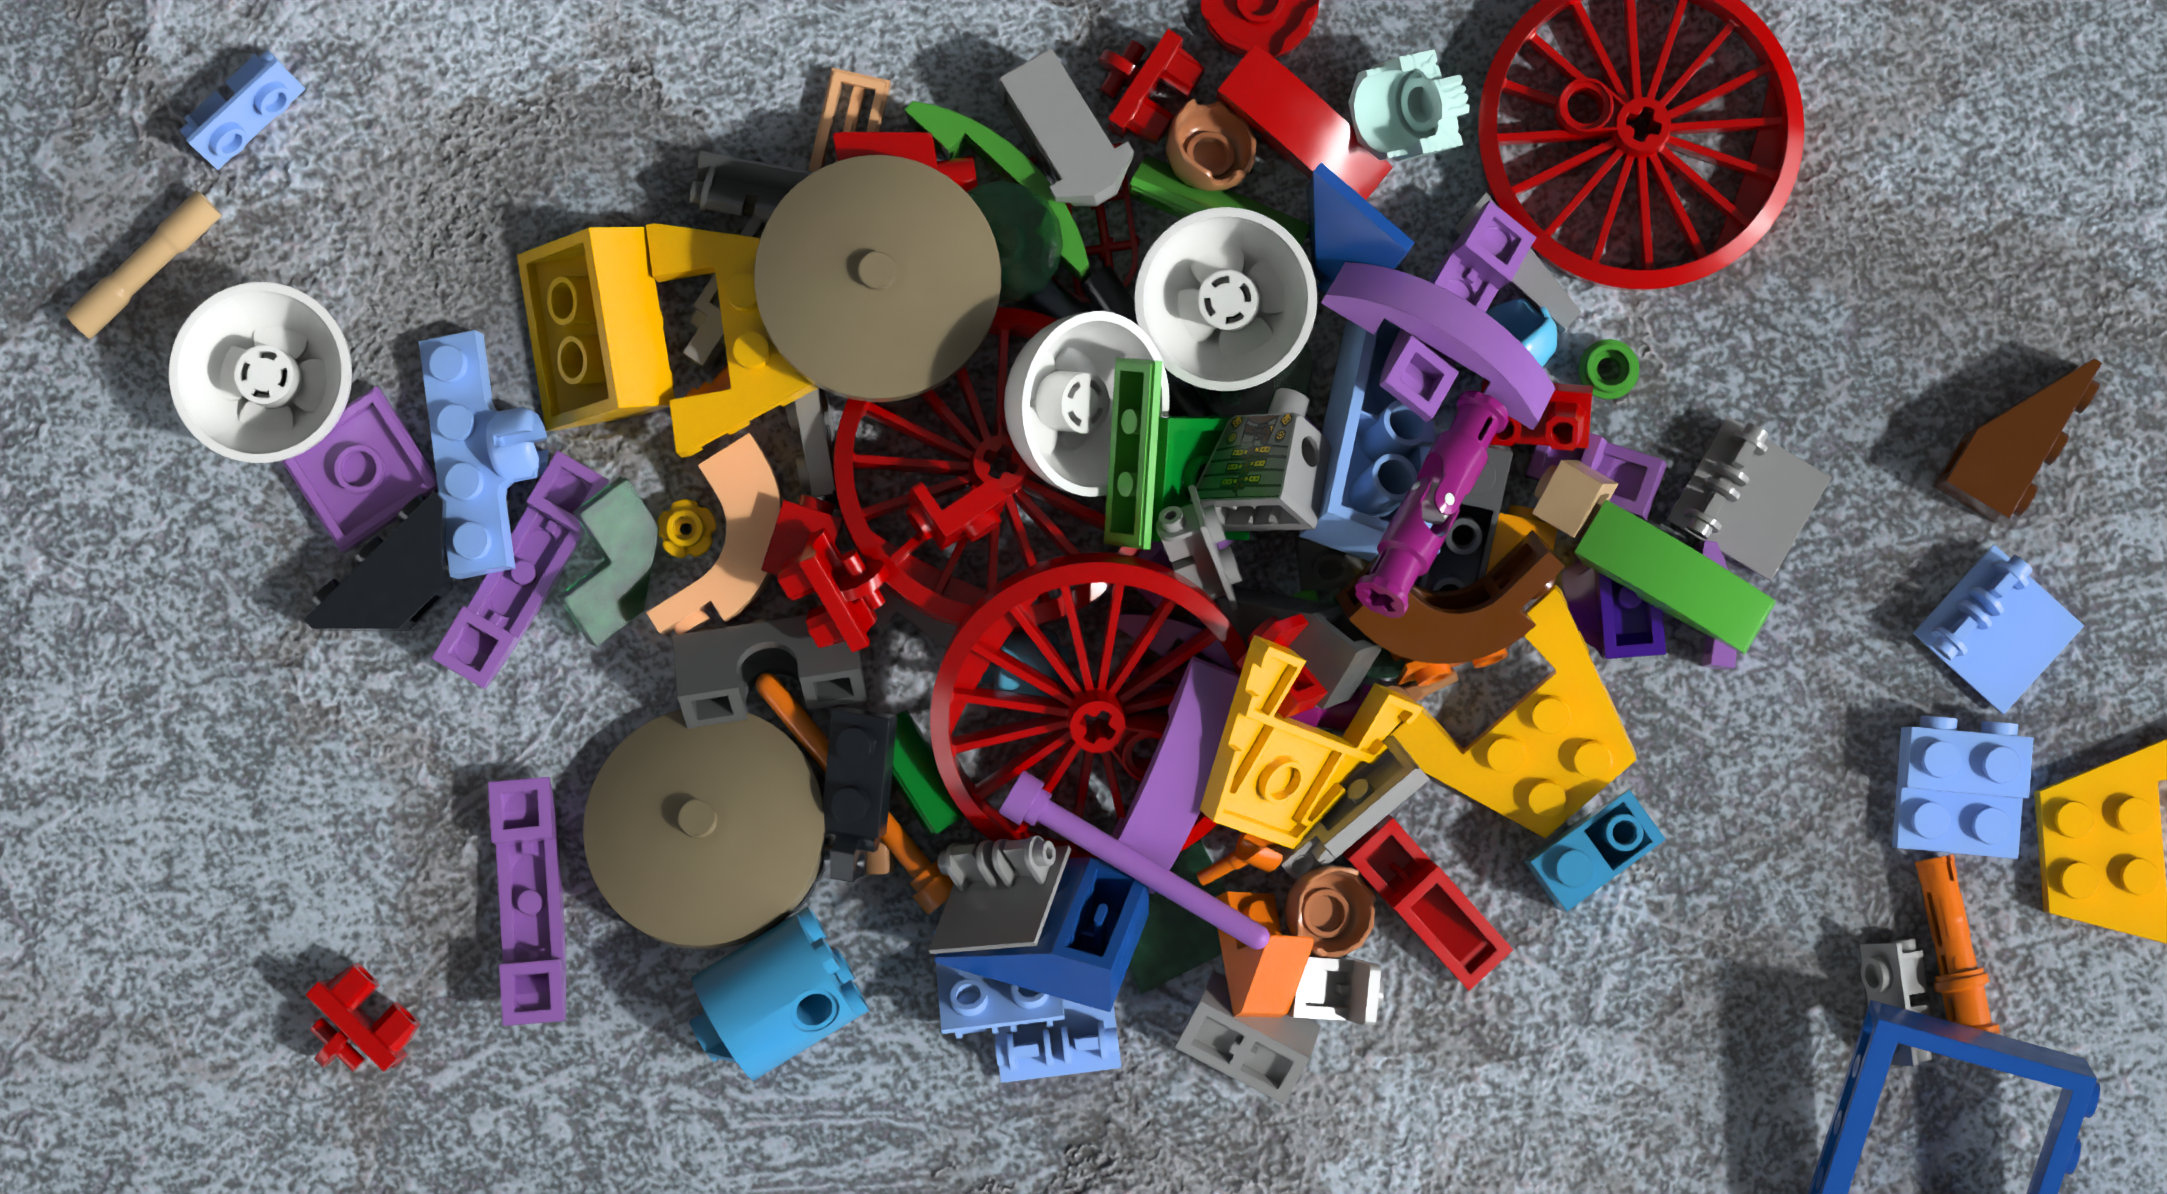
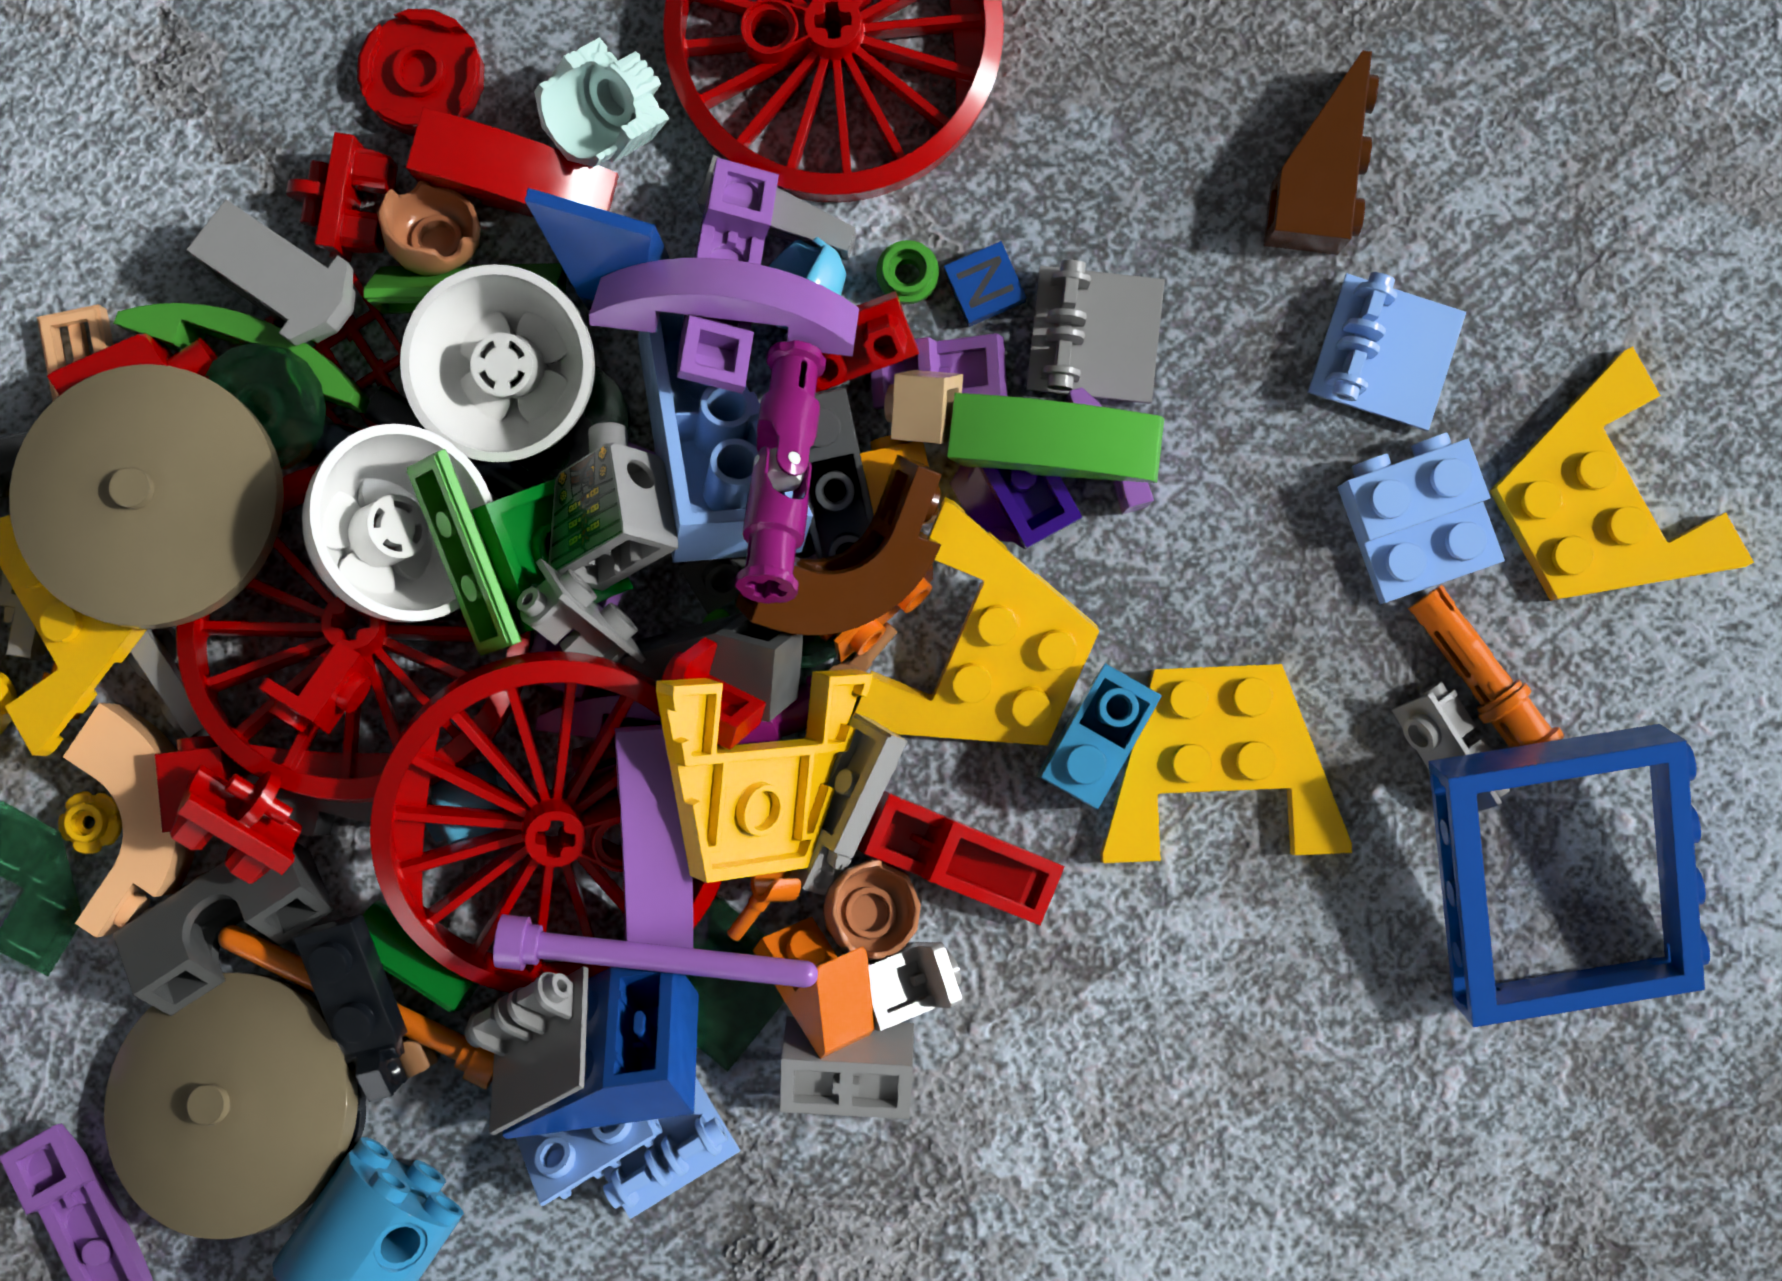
camera: 25 degrees left, 0 degrees up
(1671, 410) = (984, 284): none -> blue tile
(1702, 898) = (1223, 734): none -> yellow wing

